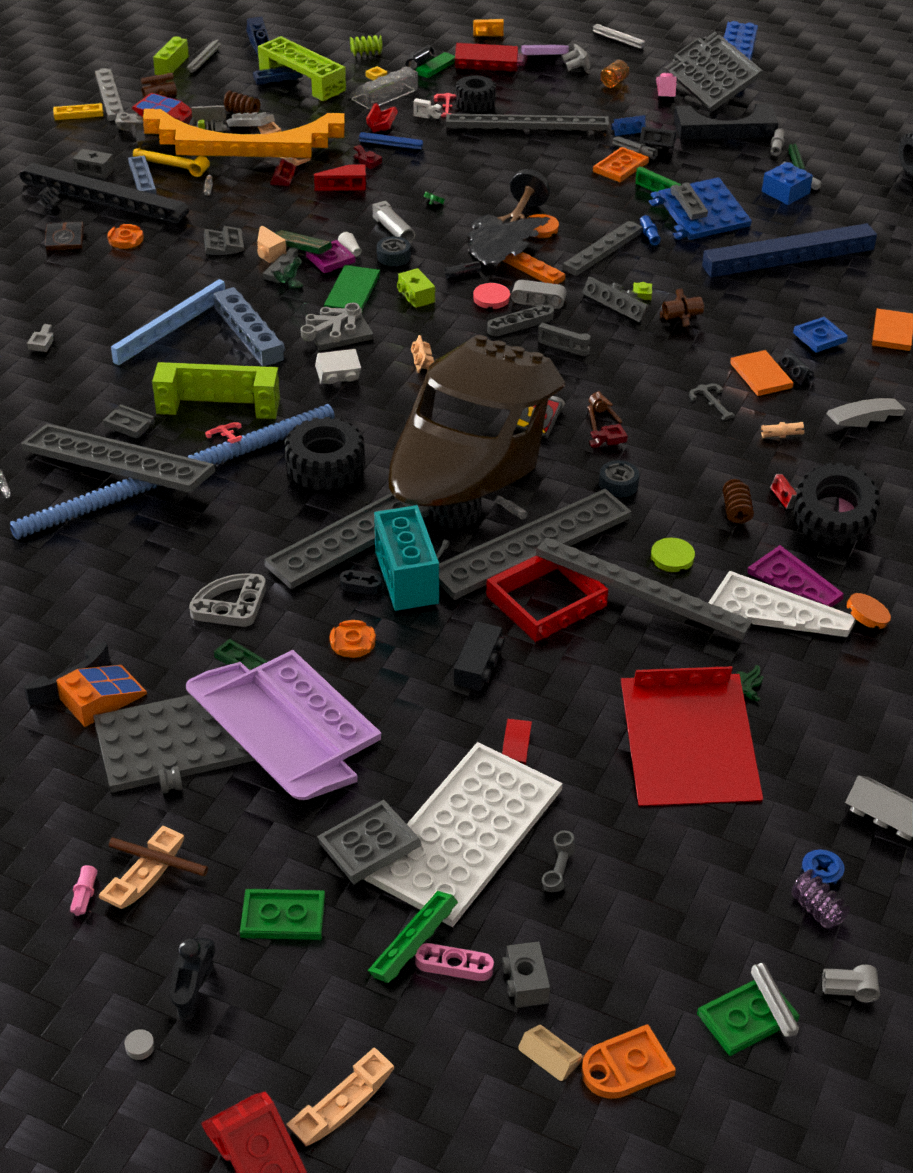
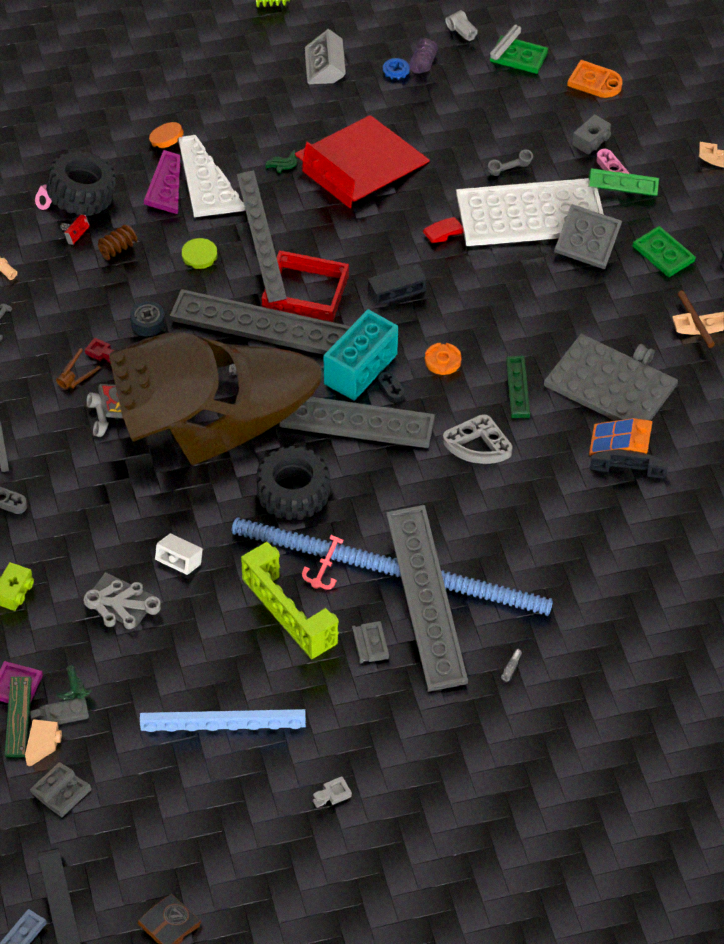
camera: 130 degrees left, 10 degrees up
(126, 236) = (122, 876): orange tile -> none
(249, 326) = (200, 621): sand blue brick -> none
(287, 722) = (548, 332): lavender slope -> none
(352, 286) = (50, 636): green tile -> none
(422, 354) = (105, 522): light nougat hinge -> none
(550, 1052) = (619, 107): tan slope -> none

